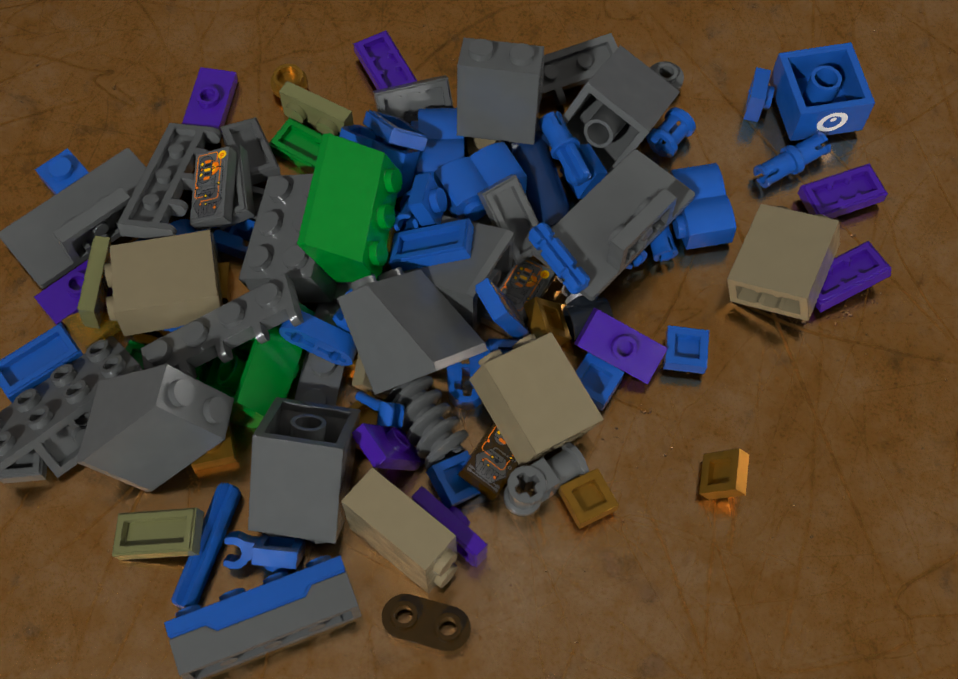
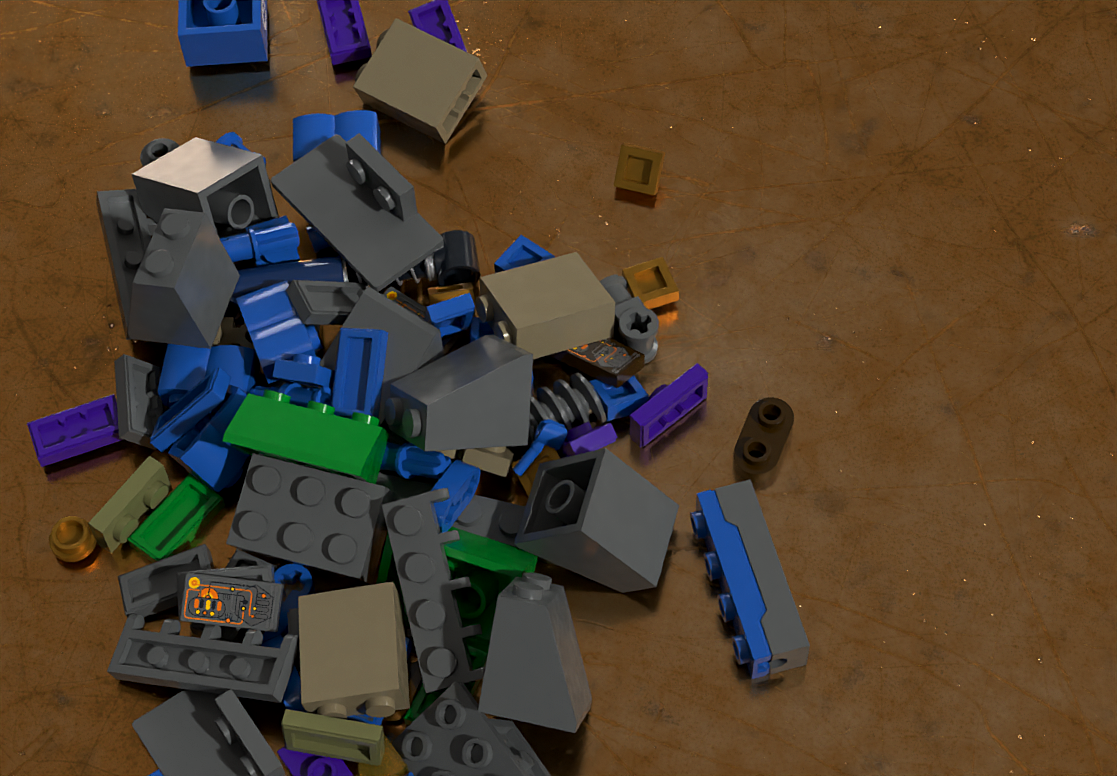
camera: 80 degrees left, 5 degrees down
(158, 534) = (648, 682): olive tile -> none
(211, 98) = (76, 630): dark purple plate -> none
(213, 532) = (663, 638): blue axle -> none
(274, 553) = (679, 569): blue plate -> none
(401, 531) = (680, 431): dark tan brick -> none
(559, 258) = (397, 258): blue axle -> none
(620, 345) = (493, 232): dark purple plate -> none
(686, 349) = (500, 182): blue plate -> none
(759, 95) = (207, 75): blue plate -> none
(792, 159) = (294, 60): blue pin -> none

